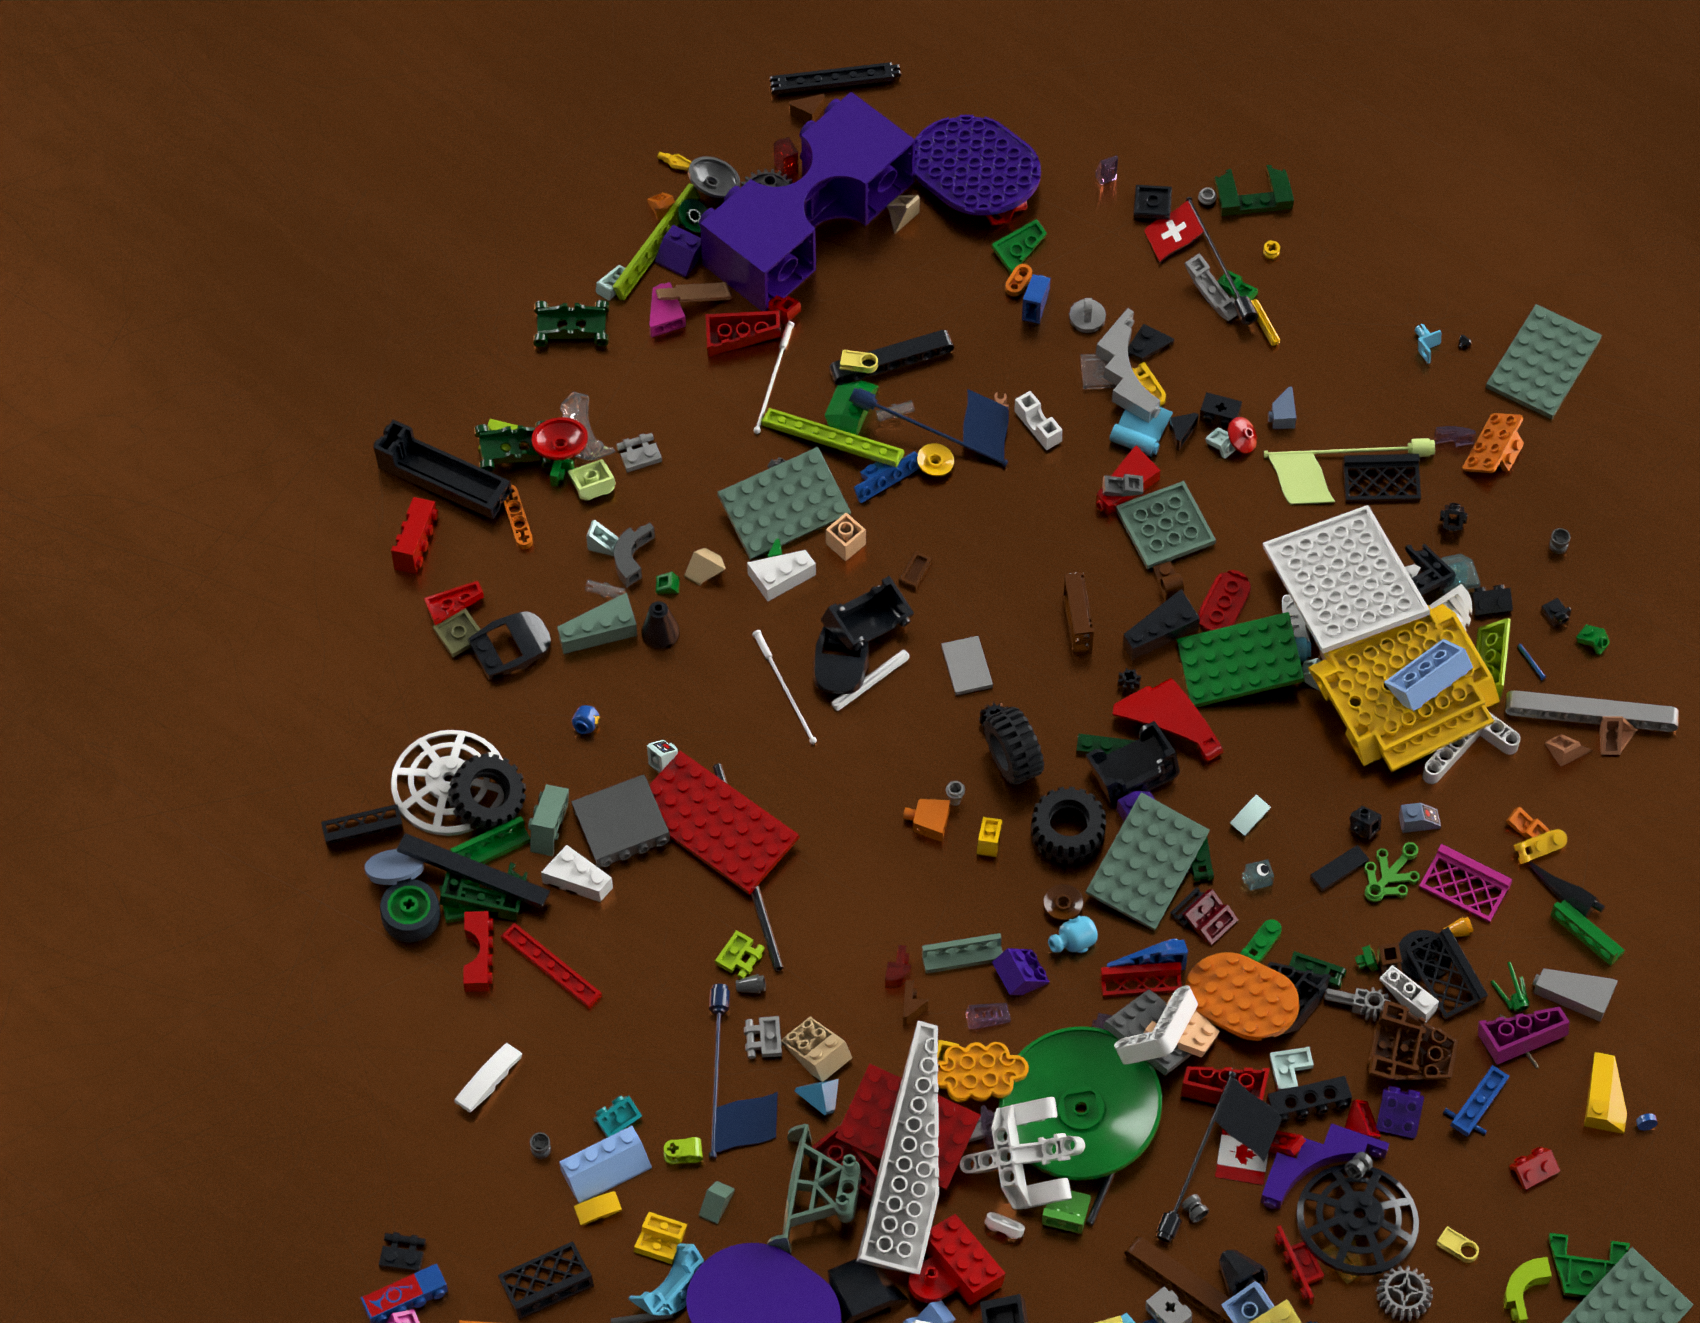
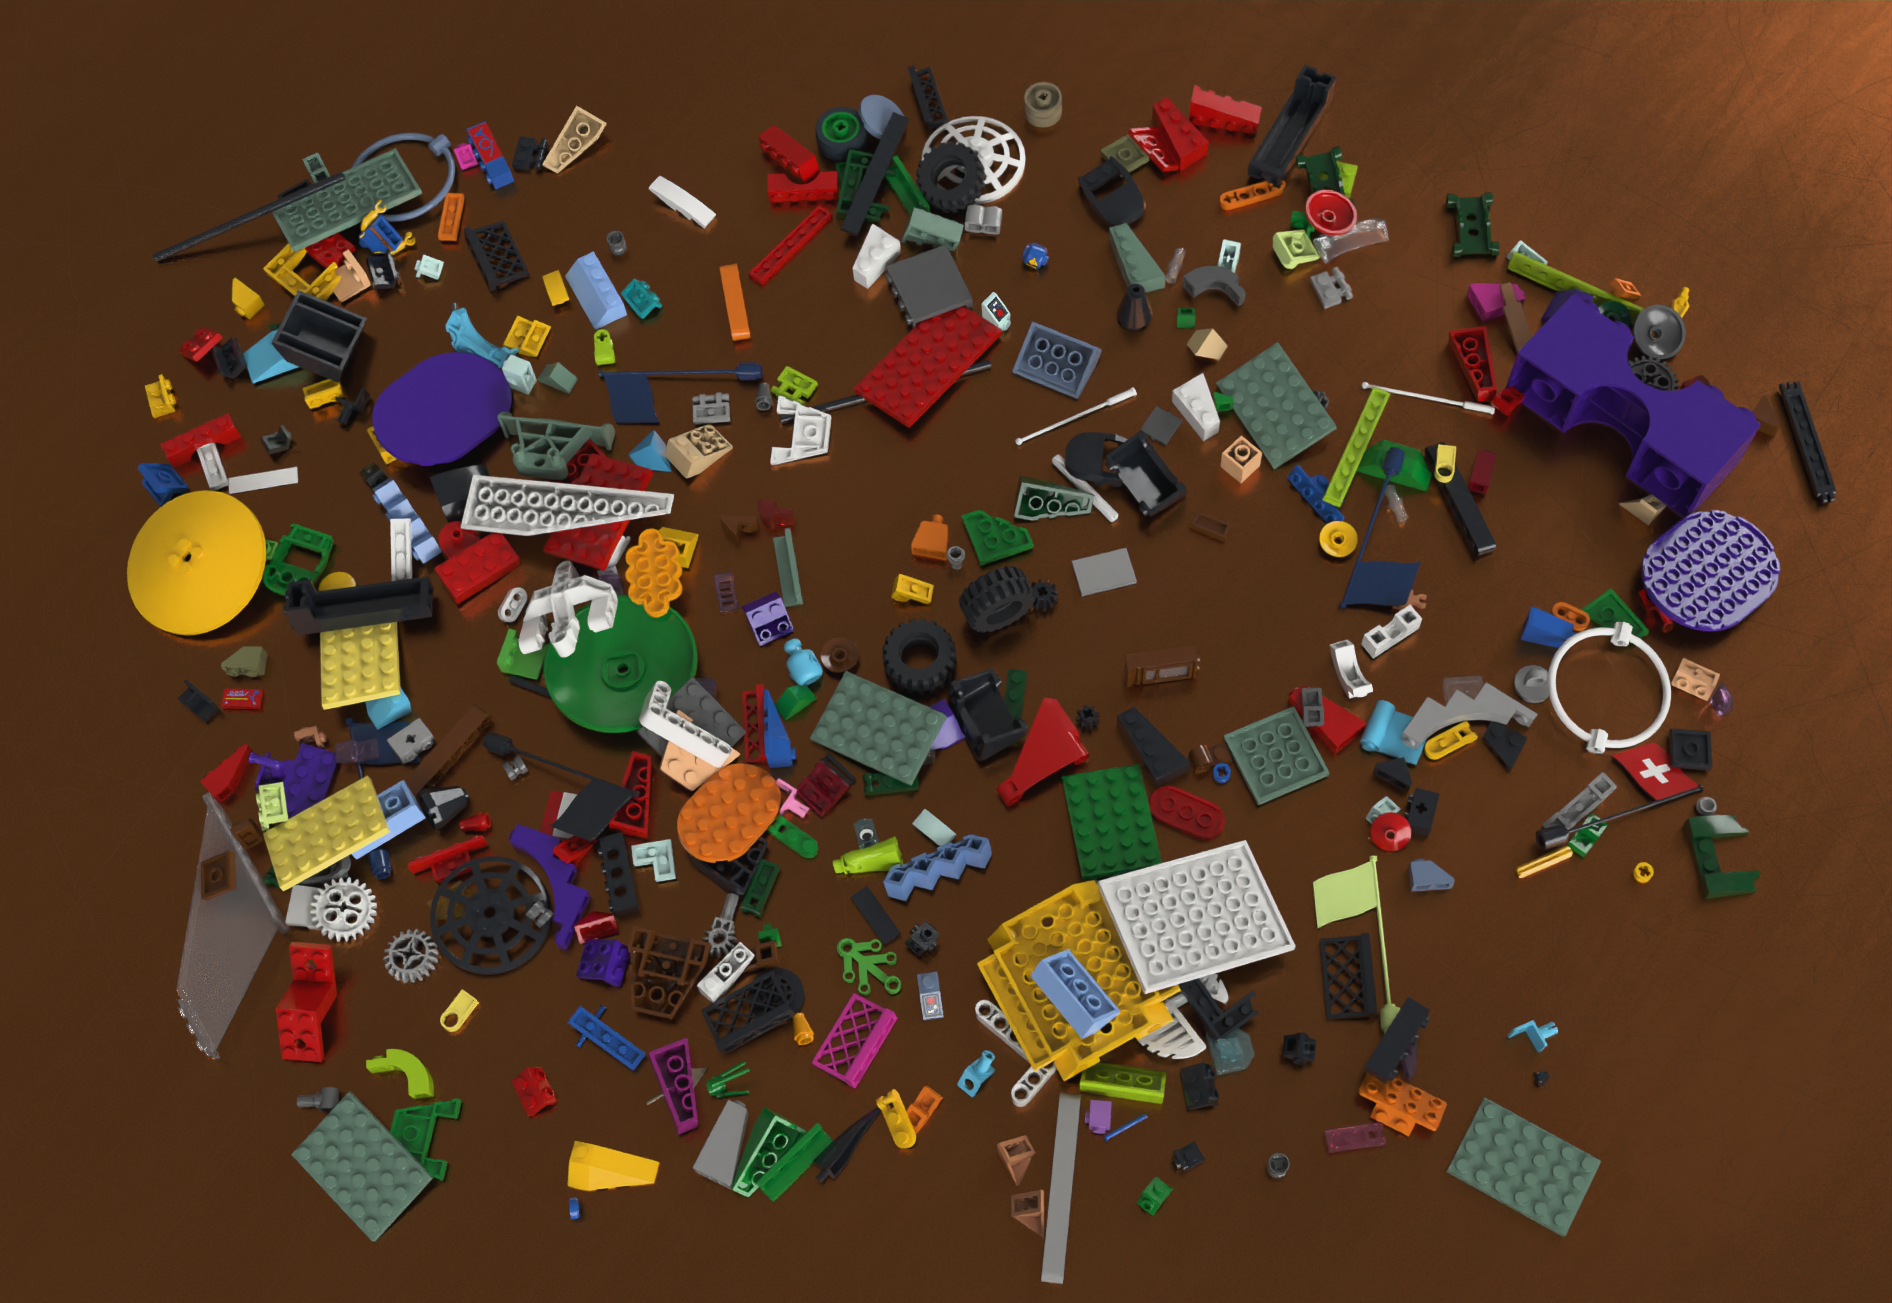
camera: 95 degrees right, 5 degrees up
(386, 1198) = (577, 135): none -> tan wedge
(387, 707) = (1043, 104): none -> dark tan wheel
(435, 577) = (1180, 133): none -> red wedge
(435, 963) = (789, 154): none -> red wedge
(534, 768) = (983, 219): none -> light grey brick
(627, 1017) = (734, 302): none -> orange beam
(718, 701) = (1056, 360): none -> sand blue slope
(719, 1232) = (519, 374): none -> light aqua brick
(797, 611) = (1161, 425): none -> dark grey piece
(798, 936) = (809, 434): none -> white wing
(863, 335) = (1482, 471): none -> dark red brick
(883, 715) = (1046, 499): none -> dark green wedge
(927, 761) = (995, 537): none -> green plate
(1043, 239) = (1597, 738): none -> white piece
(1082, 190) = (1695, 679): none -> light nougat bracket
(1083, 459) = (1348, 670): none -> white arch
(1113, 943) = (794, 700): none -> green slope
(1184, 565) = (1216, 774): none -> blue bush
(1224, 944) = (791, 803): none -> bright pink bracket
(1256, 1241) = (477, 822): none -> red cone
(1284, 855) = (873, 858): none -> lime piece
(1286, 800) = (946, 861): none -> medium blue brick
(1446, 437) = (1397, 1040): none -> black brick
(1492, 776) = (977, 1072): none -> medium azure bracket
(1525, 678) = (1099, 1116): none -> medium lavender brick
(1529, 483) = (1354, 1137): none -> clear pink plate
(1565, 951) = (767, 1144): none -> green wedge

